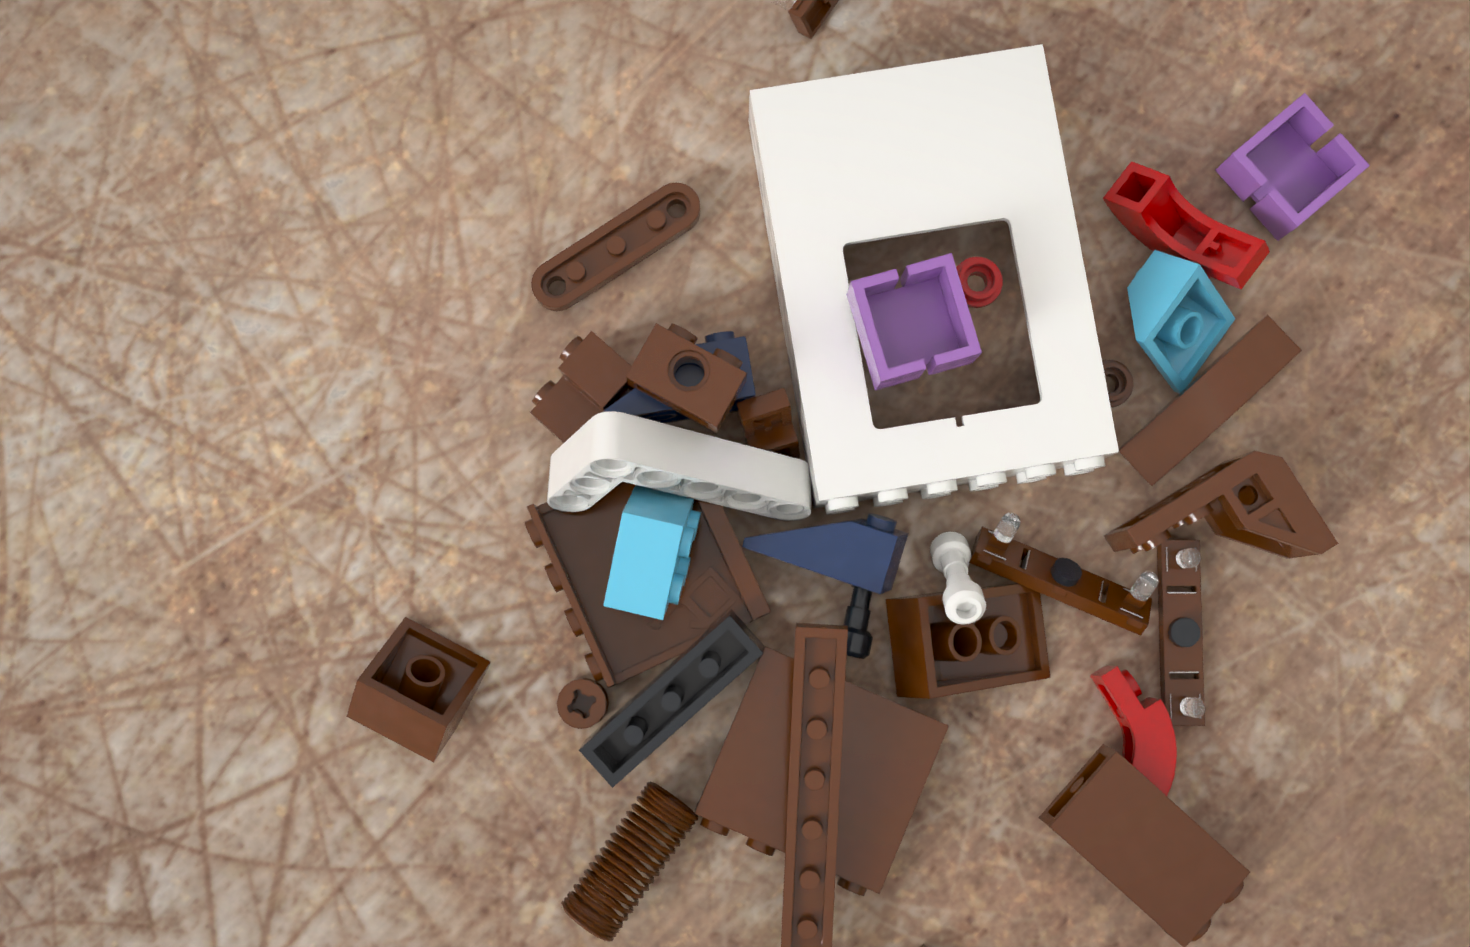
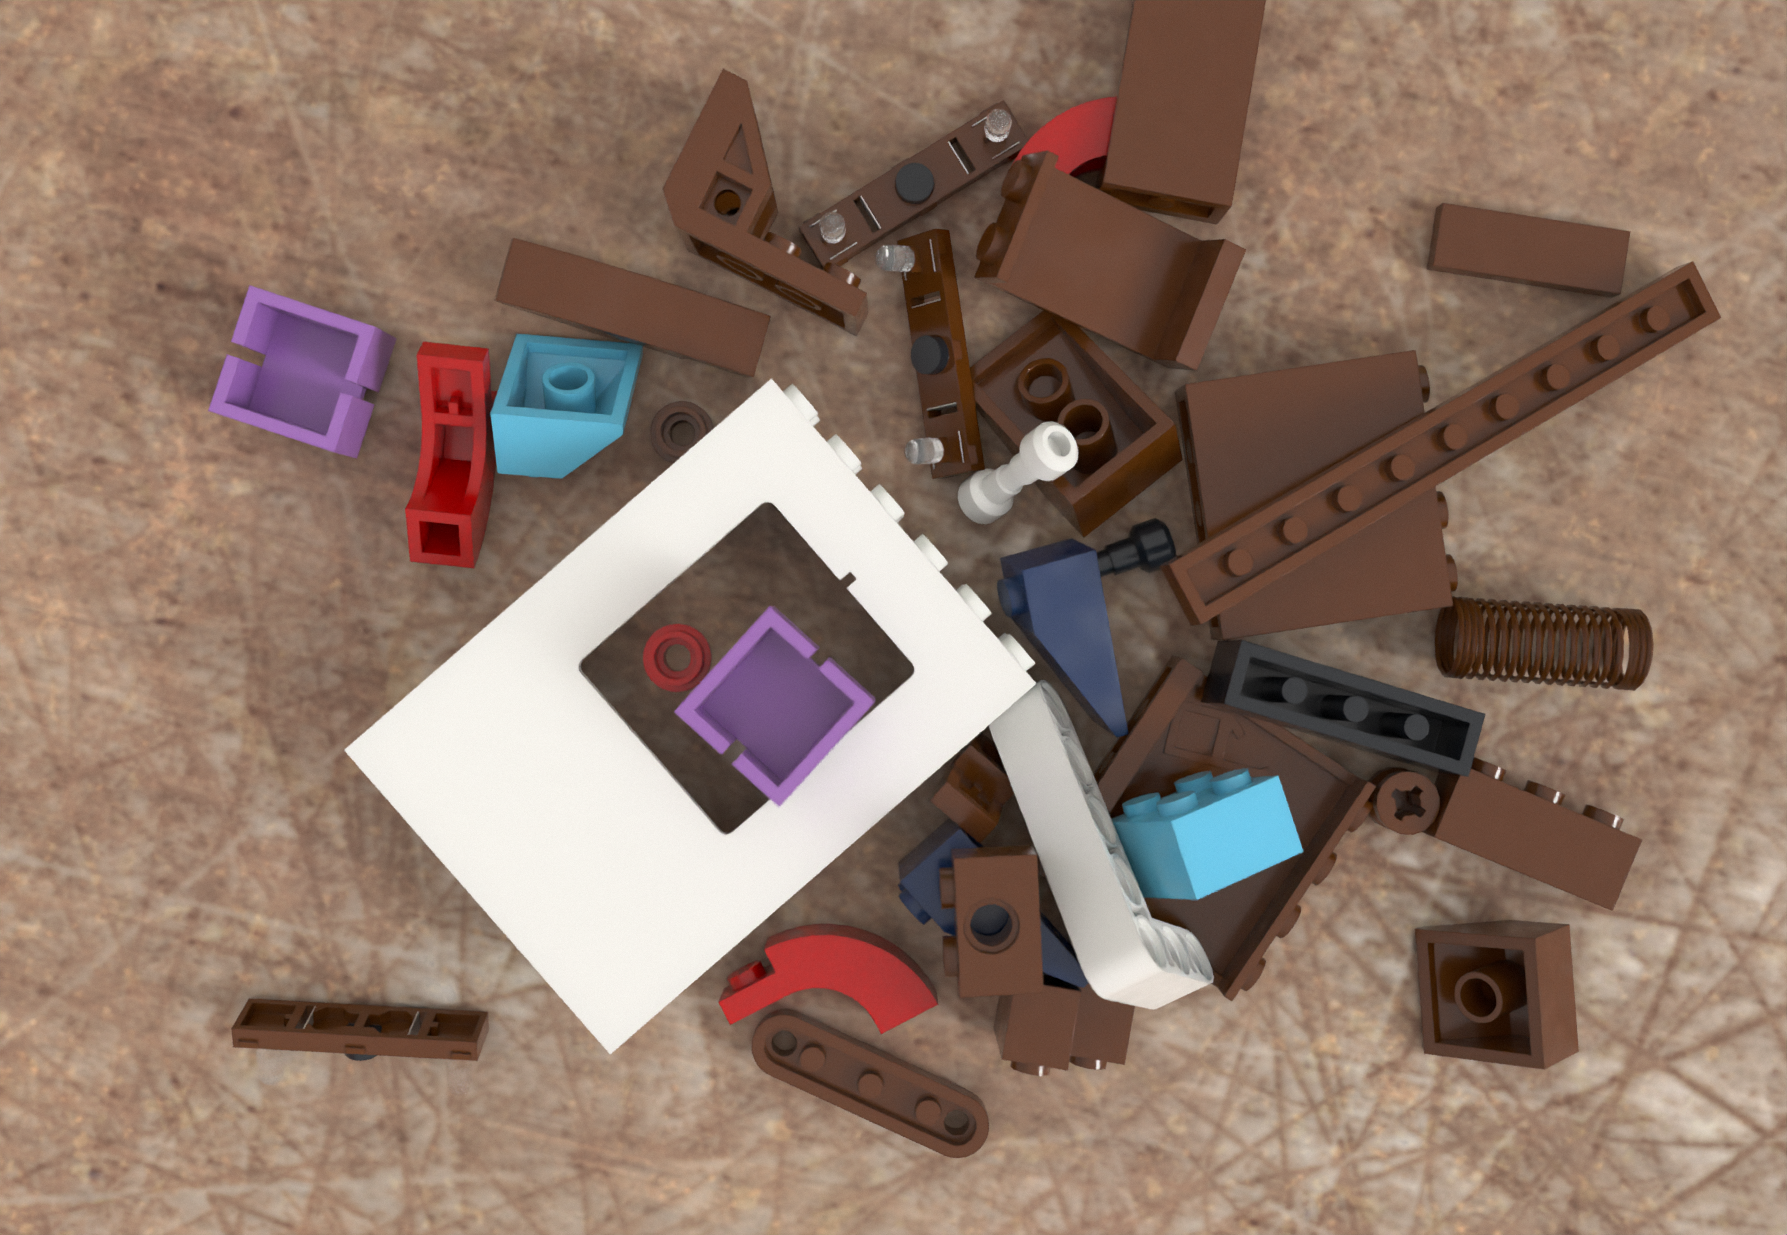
camera: 115 degrees left, 5 degrees up
(508, 776) = (1535, 833): none -> reddish brown brick
(700, 284) = (835, 959): none -> red arch
(1060, 721) = (1106, 264): none -> reddish brown panel

